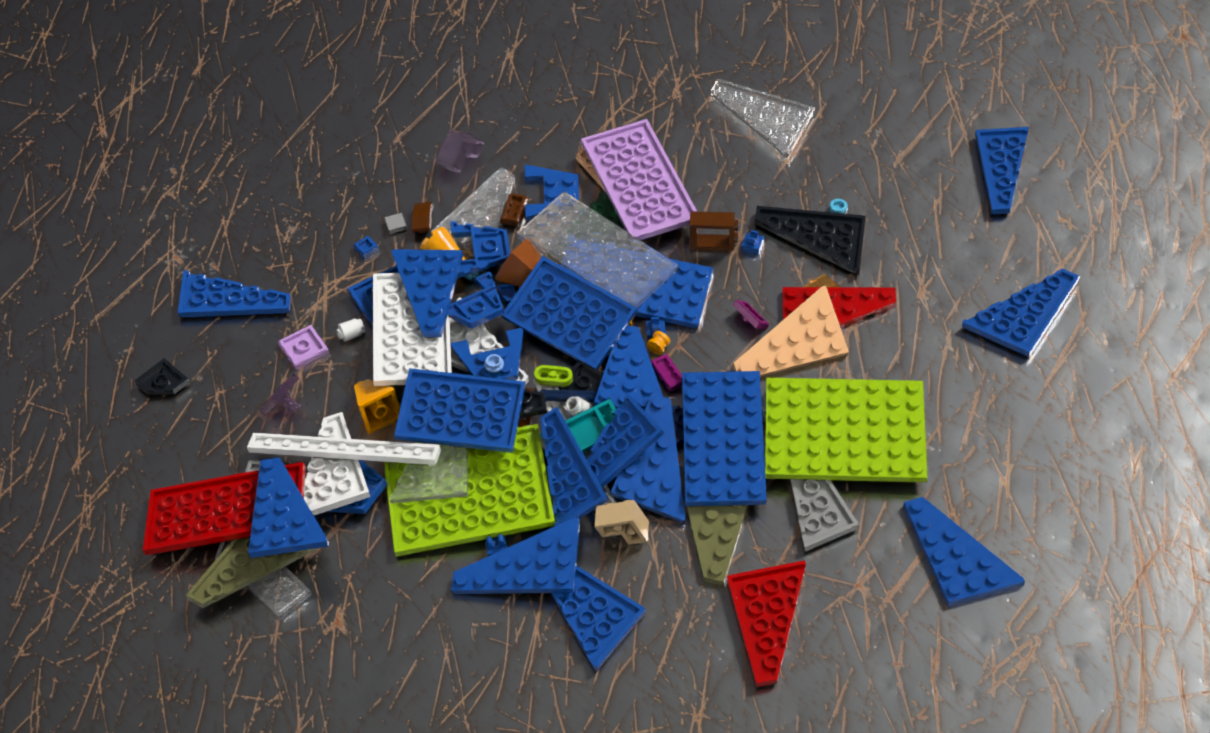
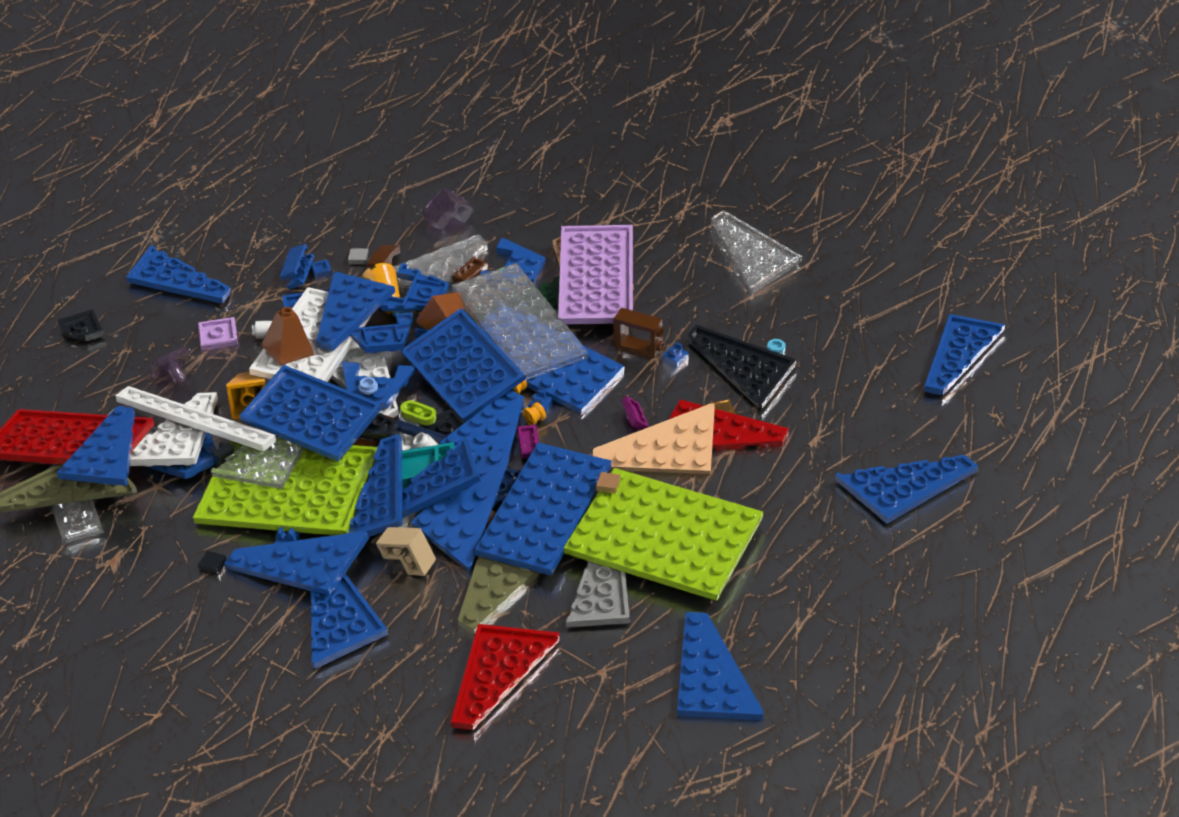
camera: 20 degrees right, 10 degrees down
(344, 252) = (296, 266): none -> blue piece
(391, 479) = (222, 453): none -> black tile
(396, 340) = (286, 338): none -> dark orange slope
(437, 592) = (212, 562): none -> black tile
(773, 395) = (608, 482): none -> medium nougat tile

